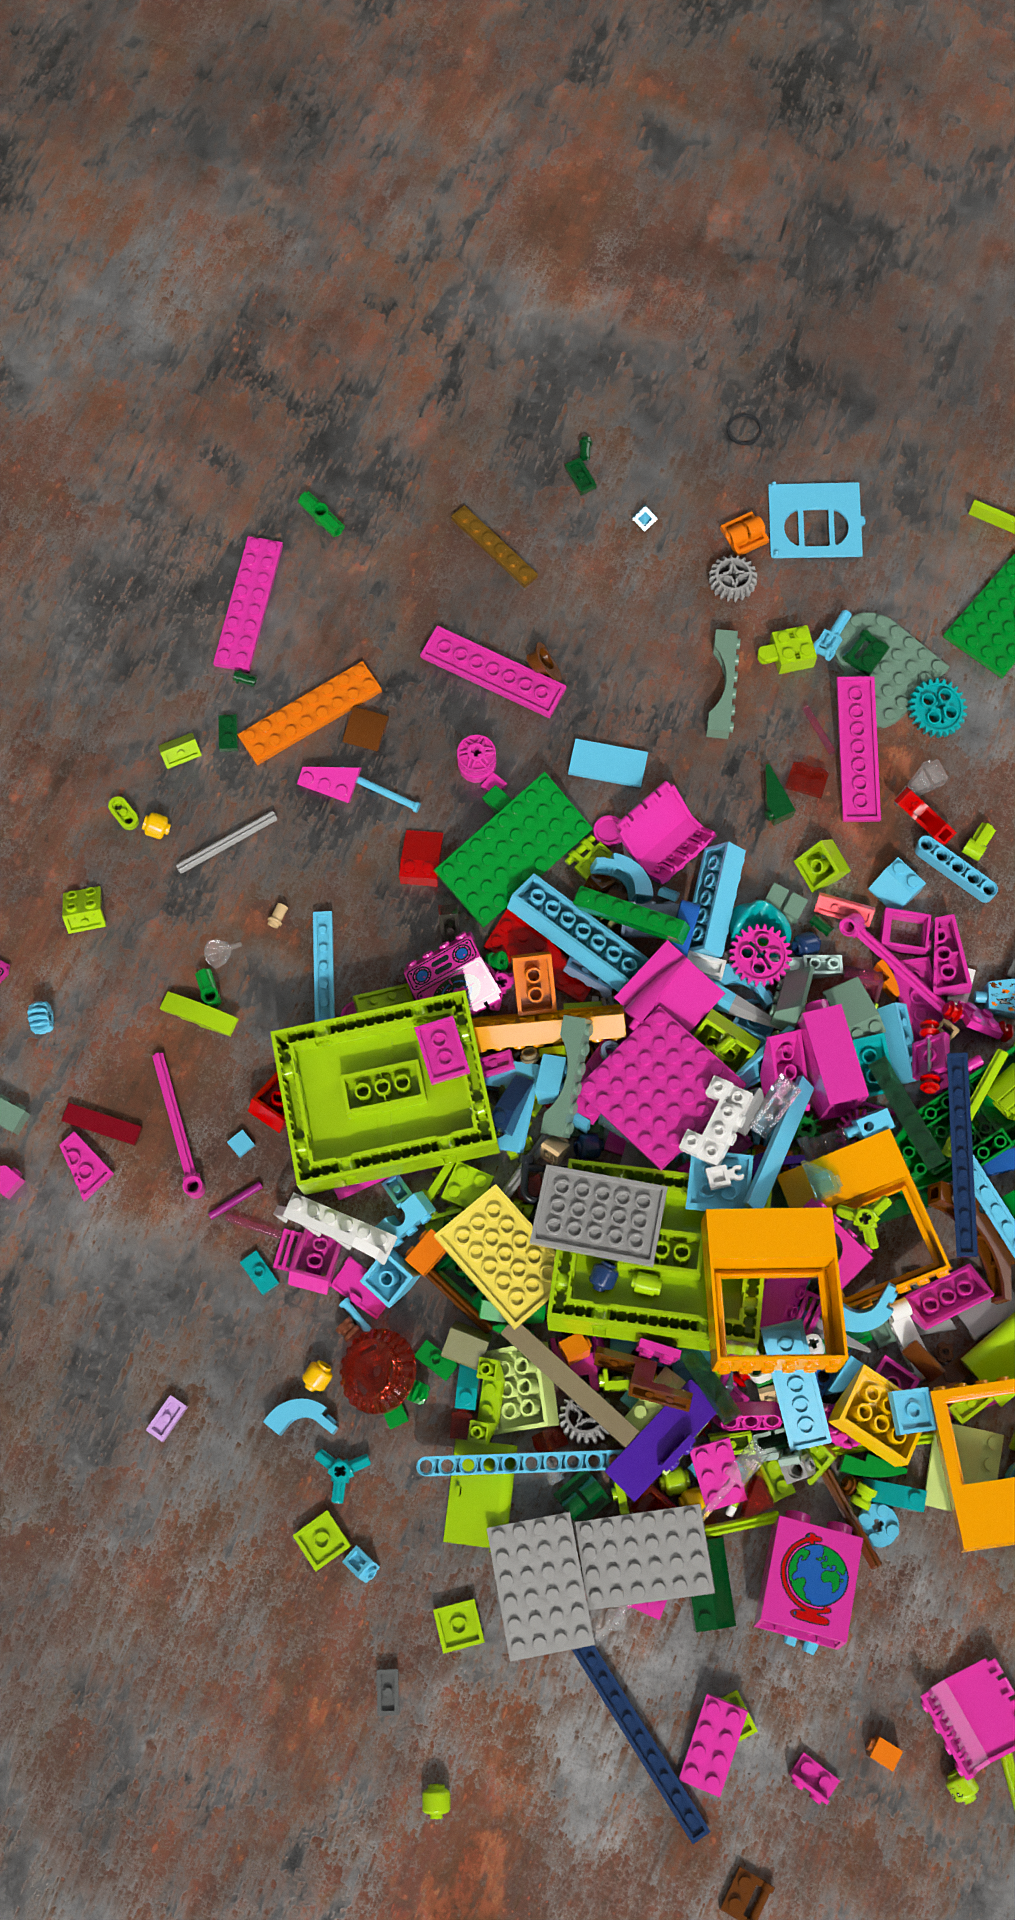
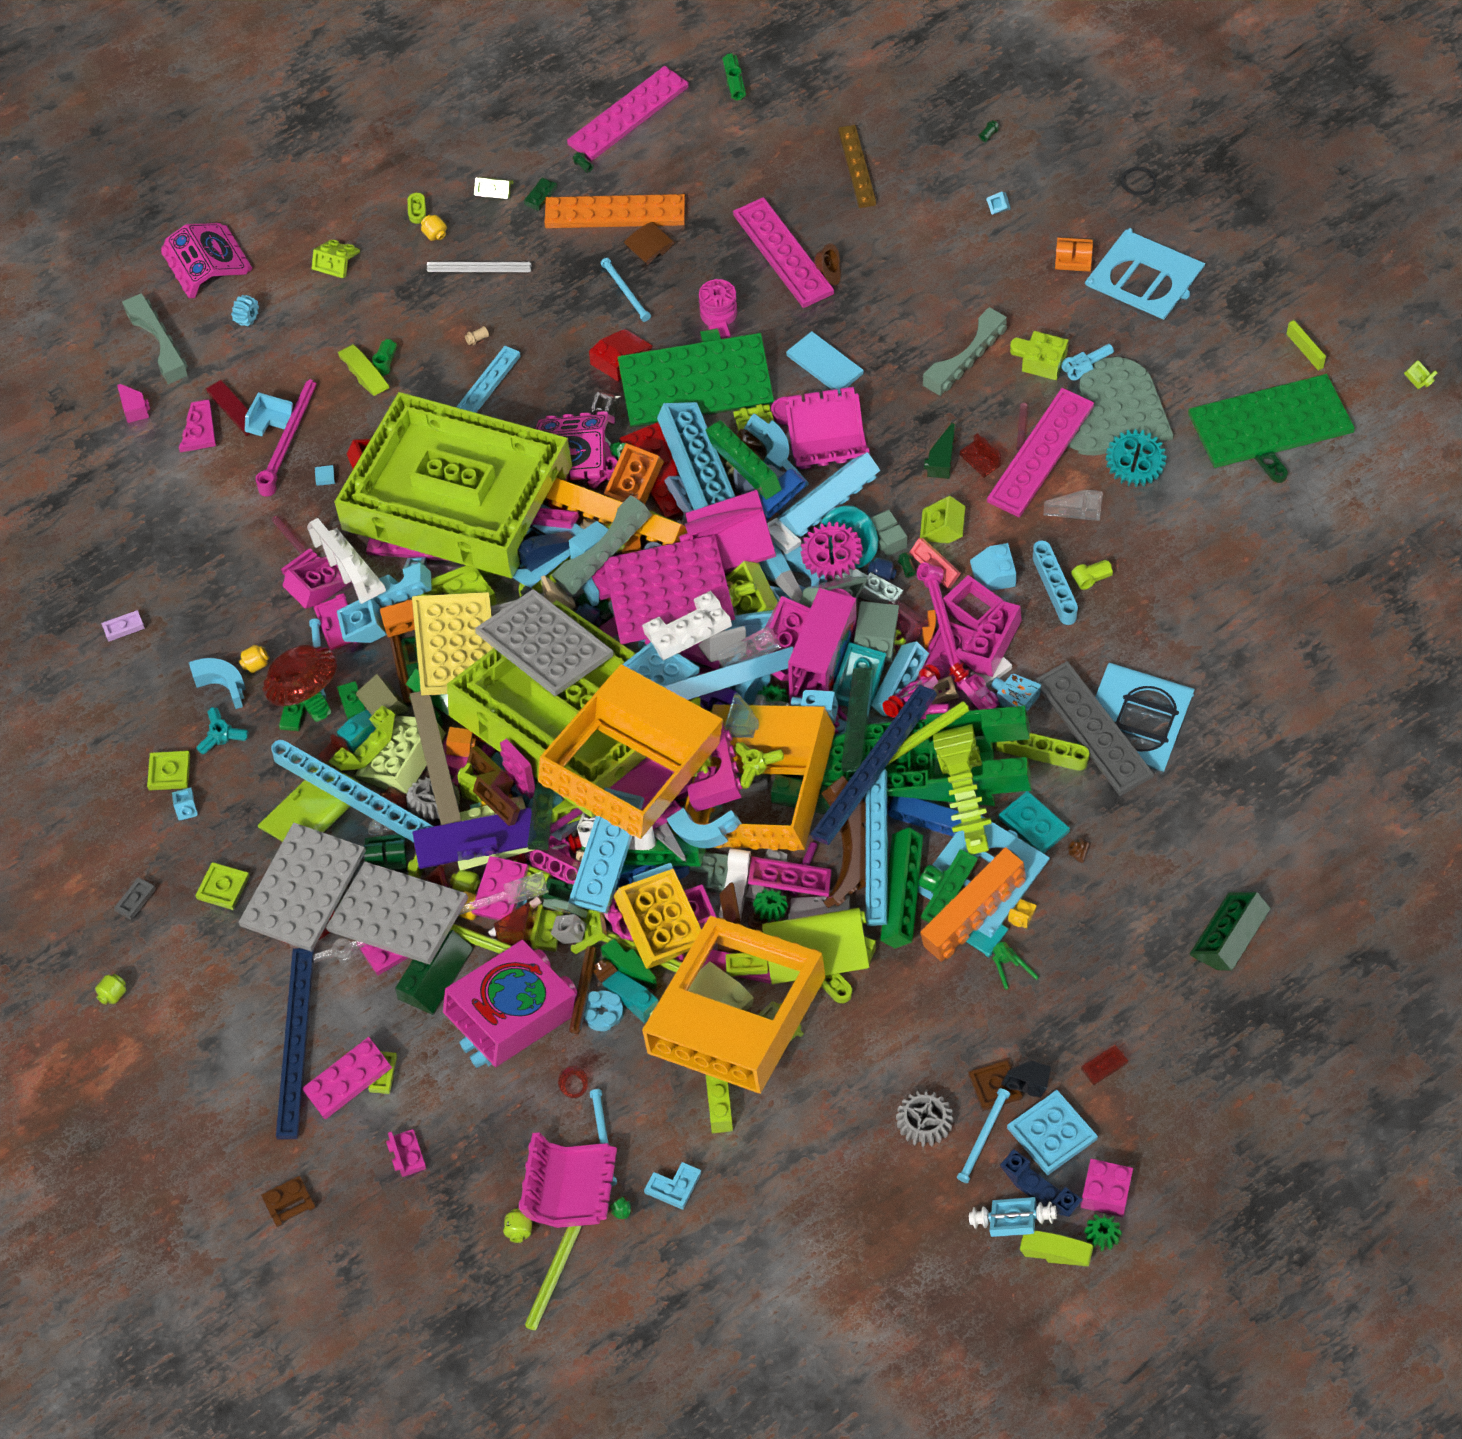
camera: 35 degrees right, 15 degrees down
(142, 1112) = (267, 411): none -> medium azure panel
(218, 952) = (411, 337): clear piece -> none
(235, 1200) = (290, 511): magenta bar -> none
(259, 1273) = (268, 569): teal plate -> none
(331, 781) = (592, 264): dark pink wing -> none
(348, 1329) = (302, 637): copper wheel -> none
(442, 1050) = (514, 466): dark pink plate -> none
(580, 476) = (968, 148): dark green plate -> none
(603, 1276) = (515, 687): dark blue head -> none
(646, 1284) = (543, 710): lime brick -> none
(720, 1177) = (660, 662): white plate -> none
(724, 583) = (1036, 280): light grey gear -> none
(863, 1496) = (605, 977): lime wheel -> none
(871, 656) = (1107, 391): dark green plate -> none
(883, 1752) = (475, 1166): orange brick -> none
(904, 1612) = (568, 1071): none -> clear red piece
(912, 1411) = (684, 923): medium azure plate -> none
(925, 816) = (1059, 530): red arch -> none
(957, 1330) = (770, 905): none -> green gear
(964, 1645) = (596, 1096): none -> medium azure bar

